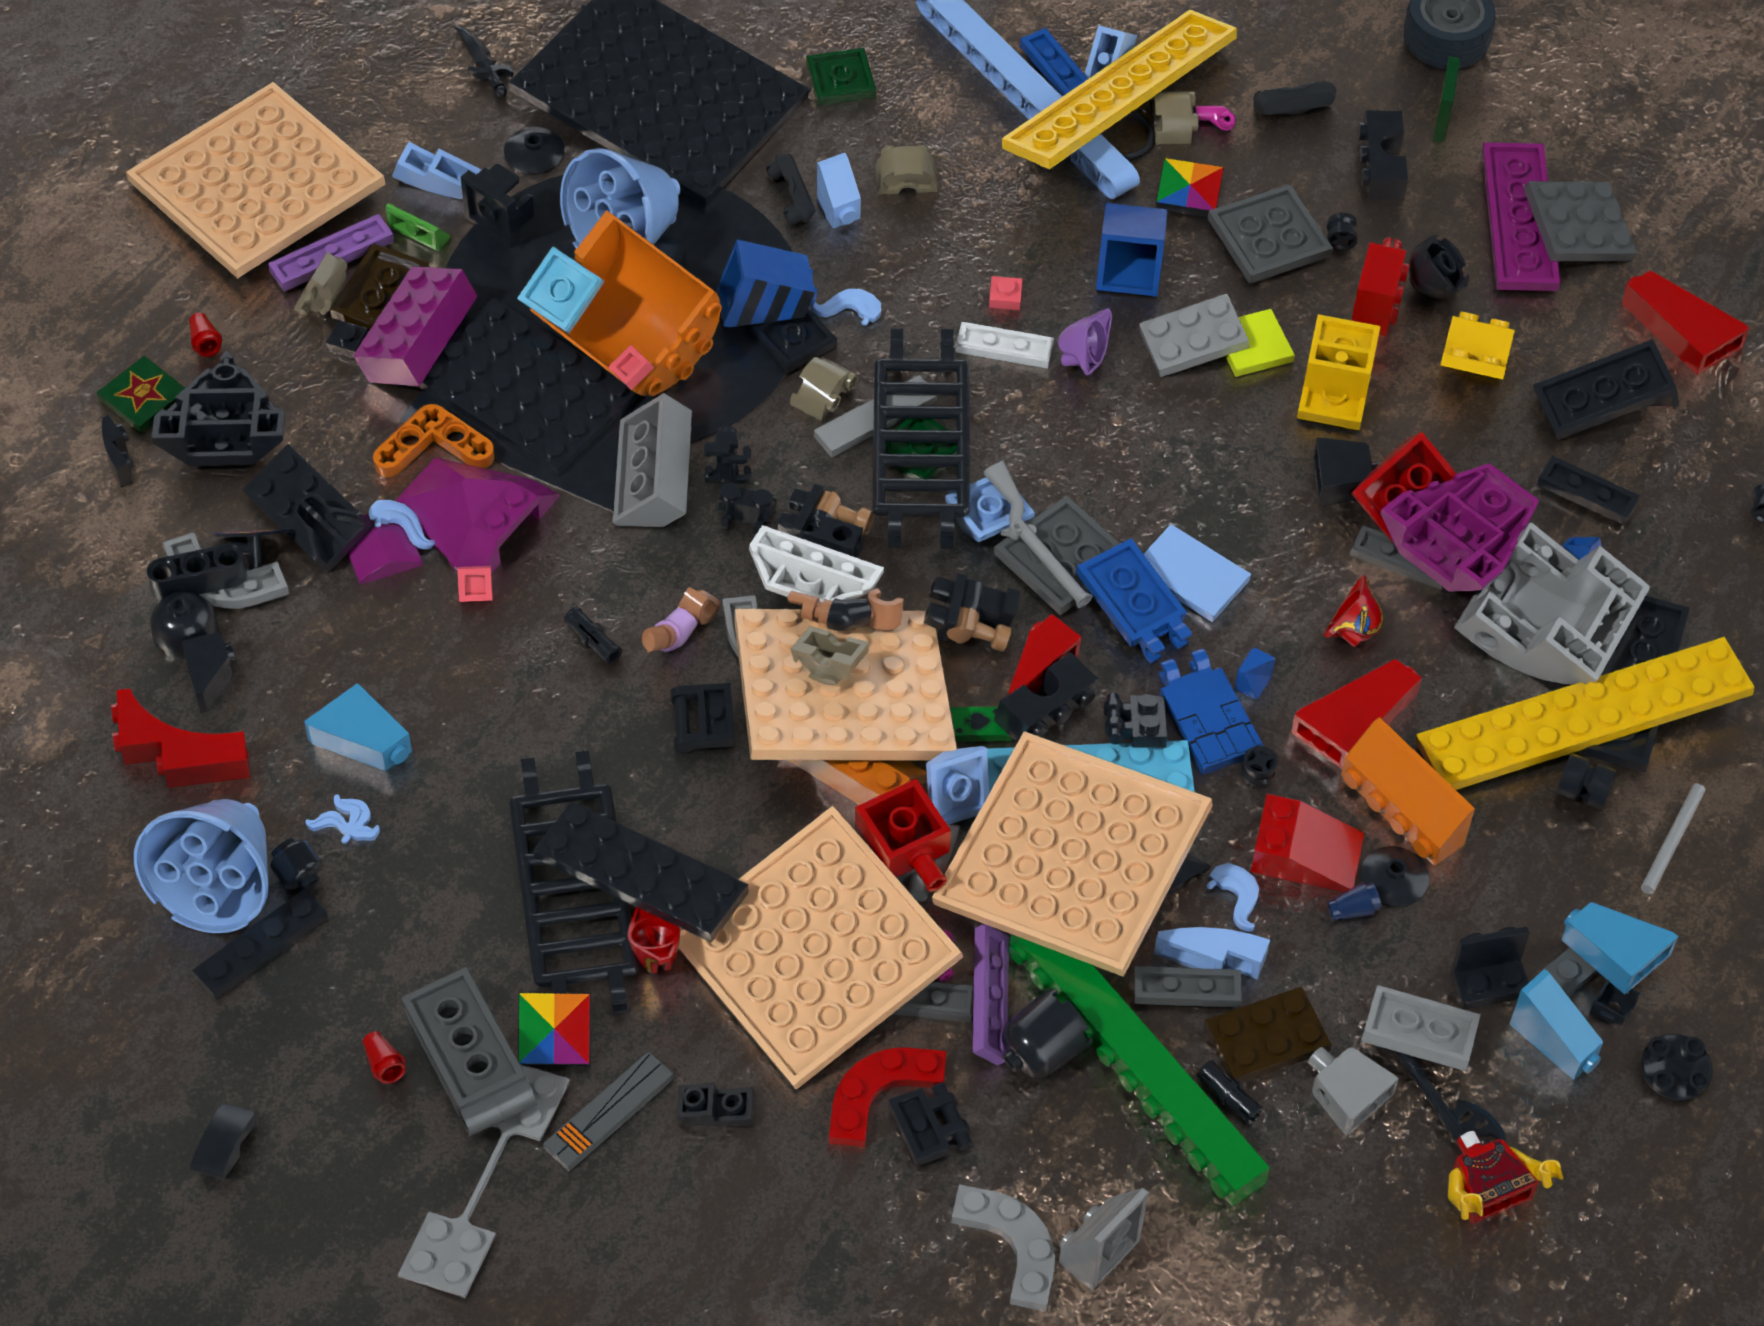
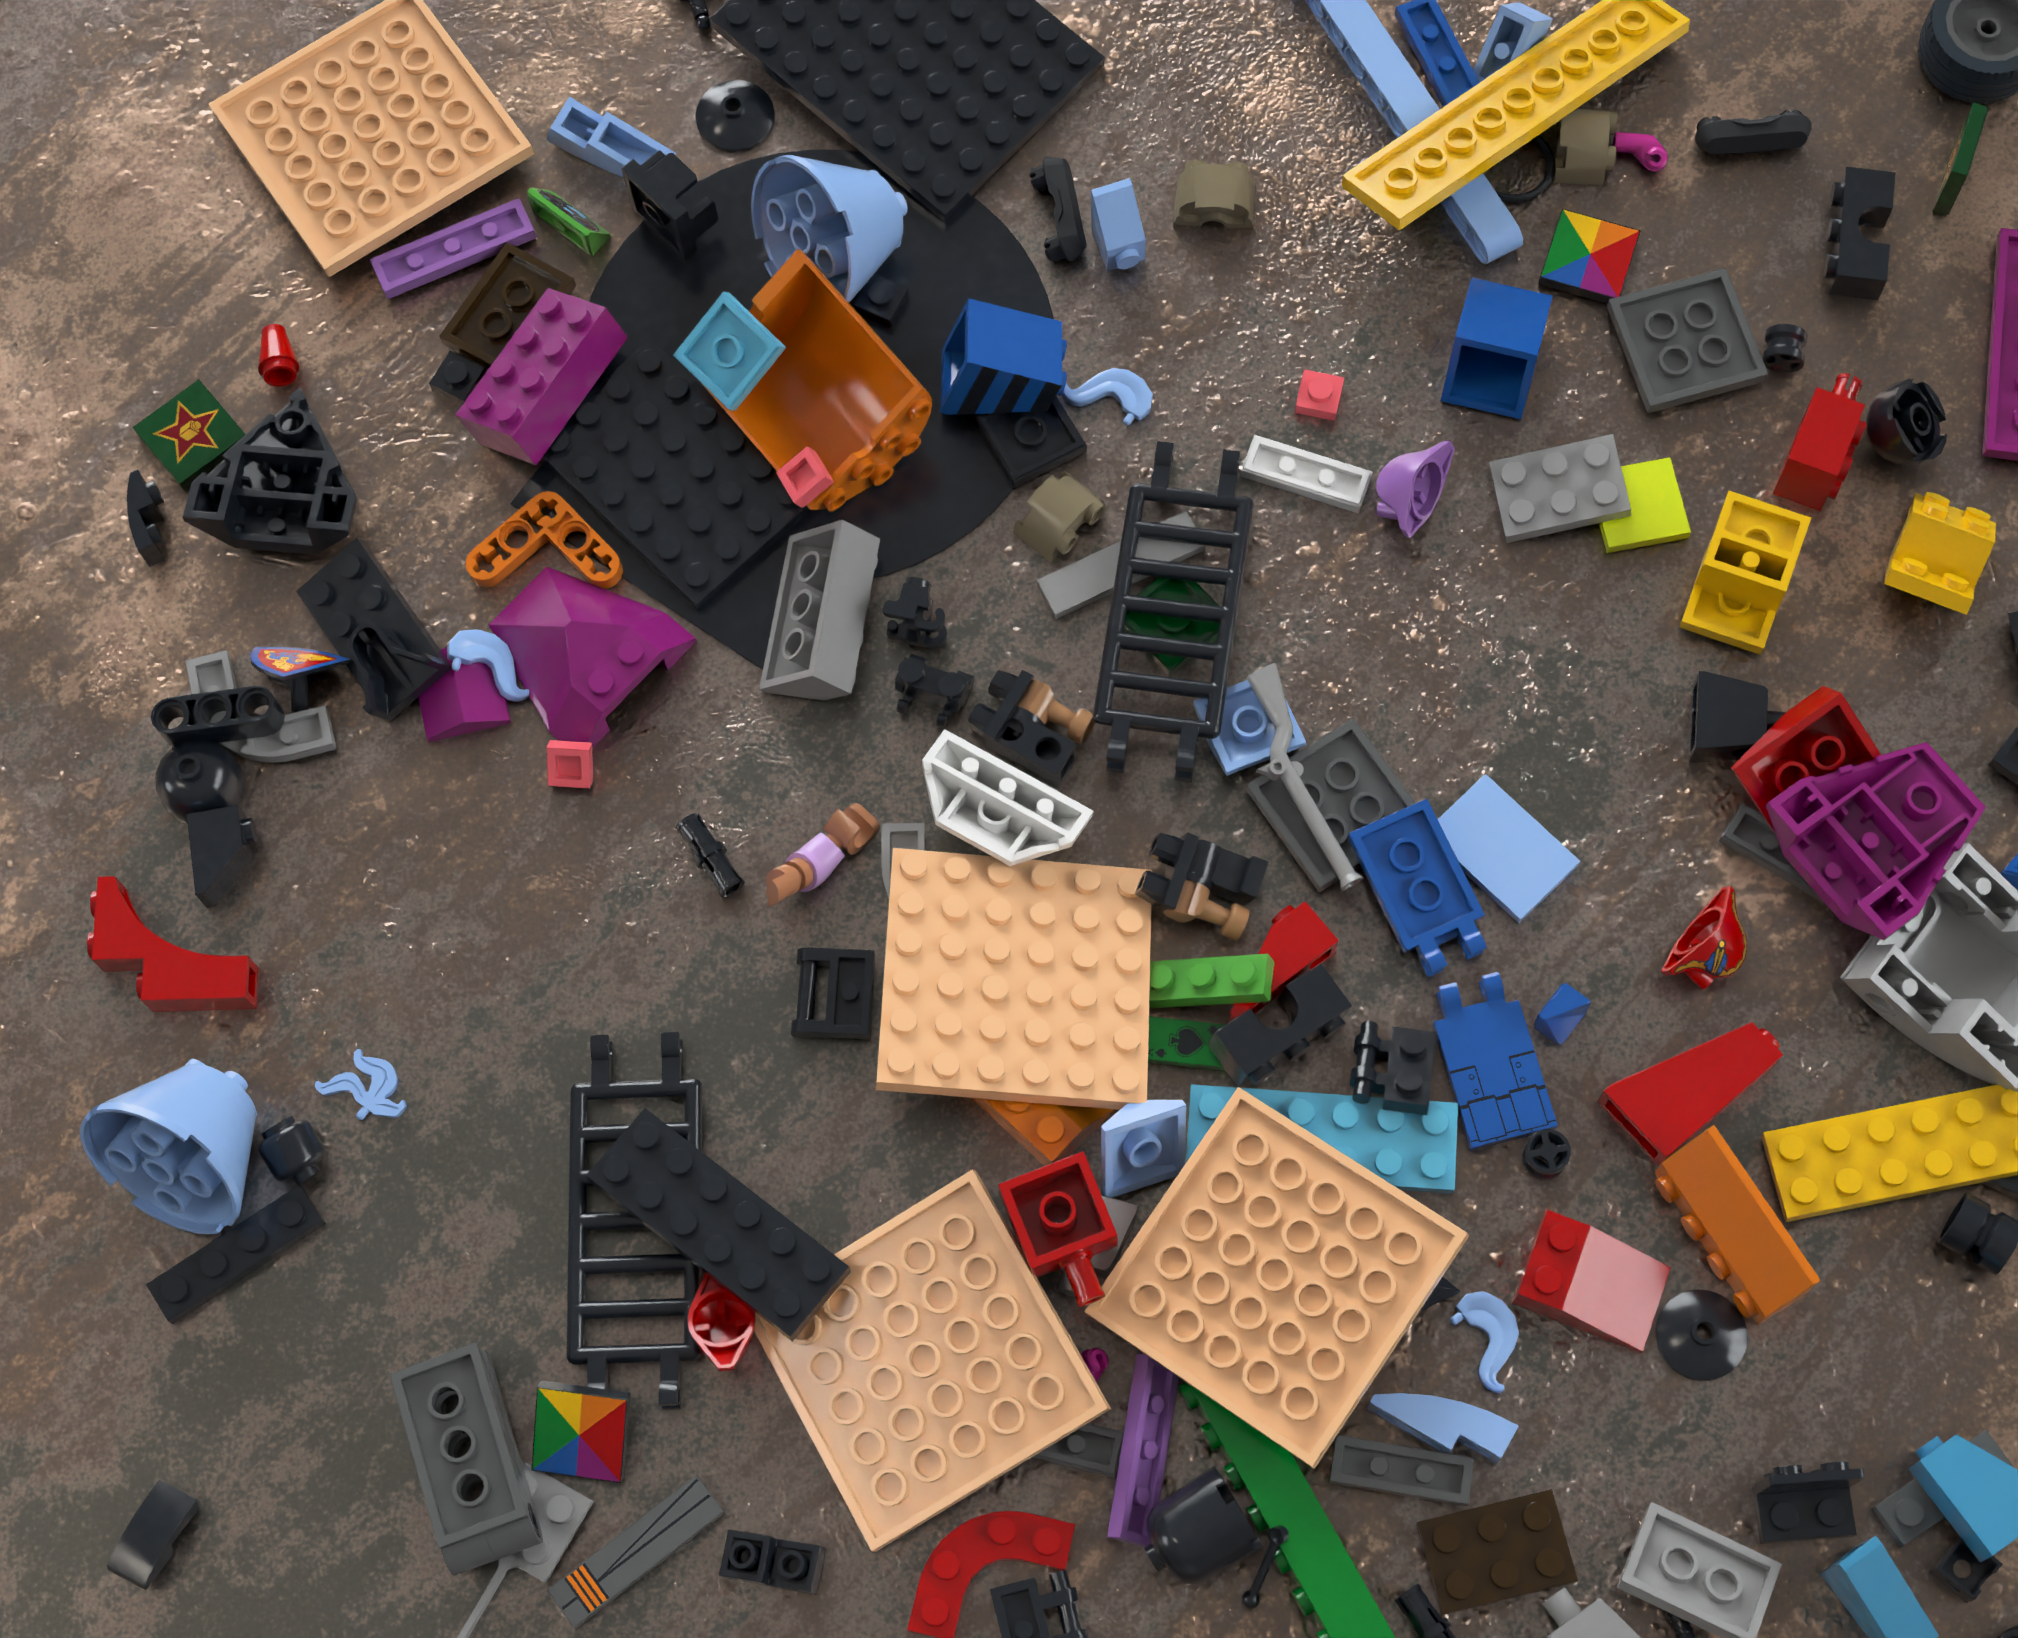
camera: 15 degrees right, 15 degrees up
(323, 286) = (434, 302): dark tan cylinder -> none
(359, 730) = (396, 963): dark azure slope -> none
(384, 1059) = (365, 1442): red cone -> none
(826, 656) = (997, 949): dark tan cylinder -> none
(841, 76) = (1150, 40): dark green tile -> none
(851, 614) = (1038, 880): nougat piece -> none
(990, 673) = (1210, 981): none -> bright green plate
(1102, 1030) = (1277, 1536): none -> black hinge
(1356, 902) = (1642, 1374): dark blue cone -> none

